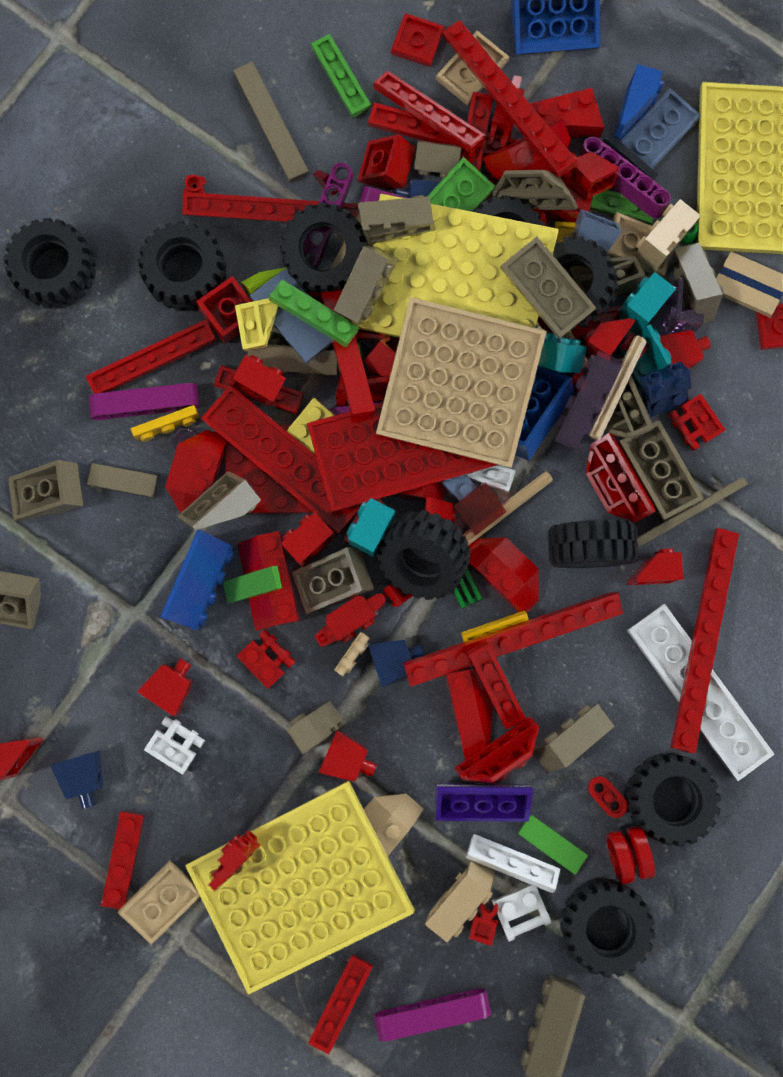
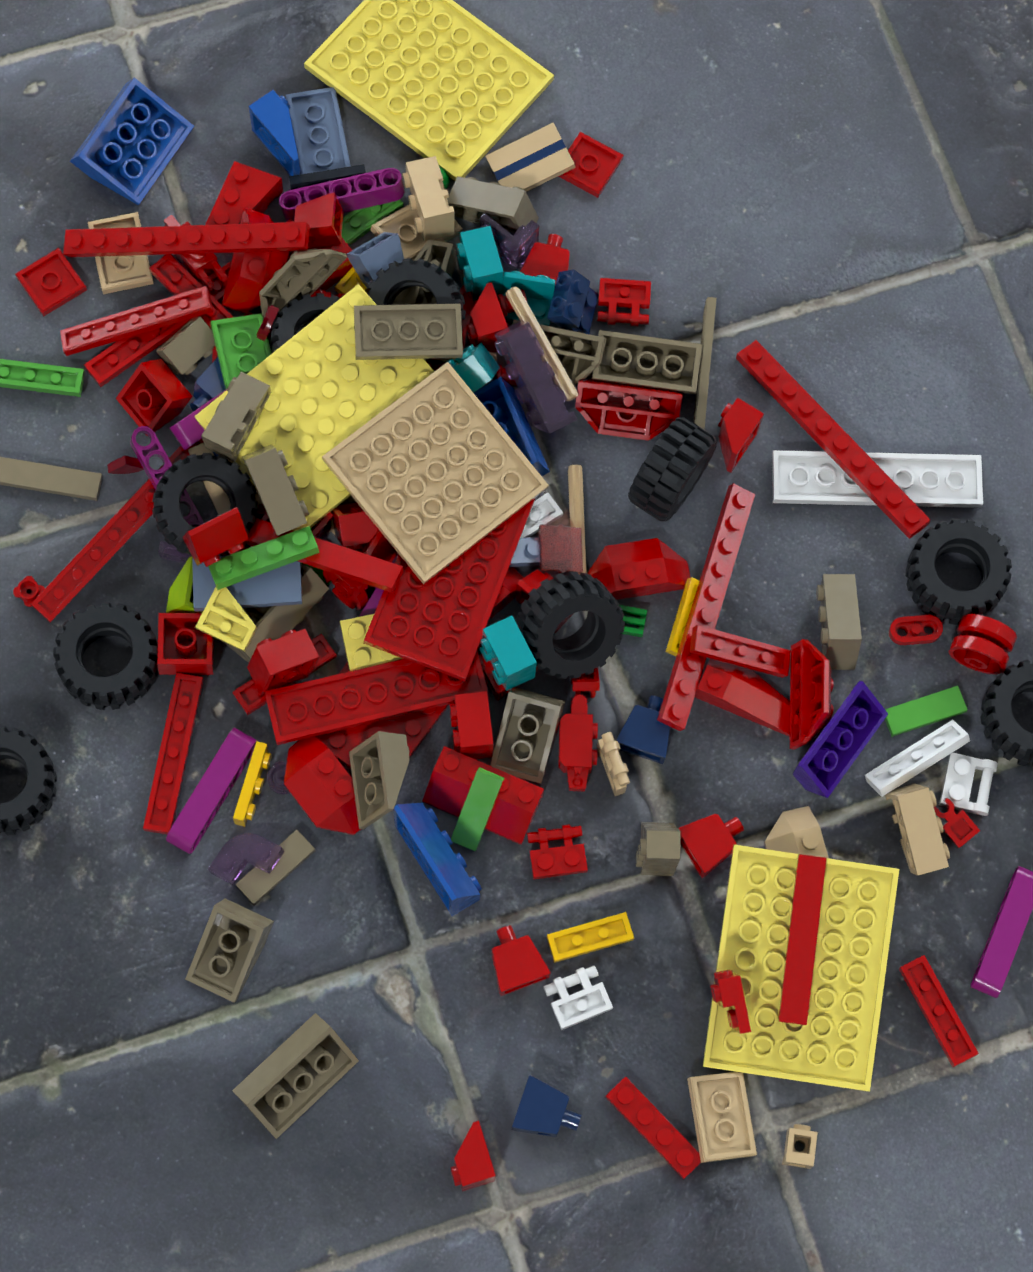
camera: 55 degrees left, 10 degrees down
(118, 452) = (242, 850): none -> clear purple plate
(170, 978) = (801, 1159): none -> tan brick
(221, 723) = (590, 937): none -> yellow plate
(298, 269) = (216, 537): none -> red slope
(315, 877) = (802, 939): none -> red tile
(495, 191) = (266, 325): none -> dark red tile

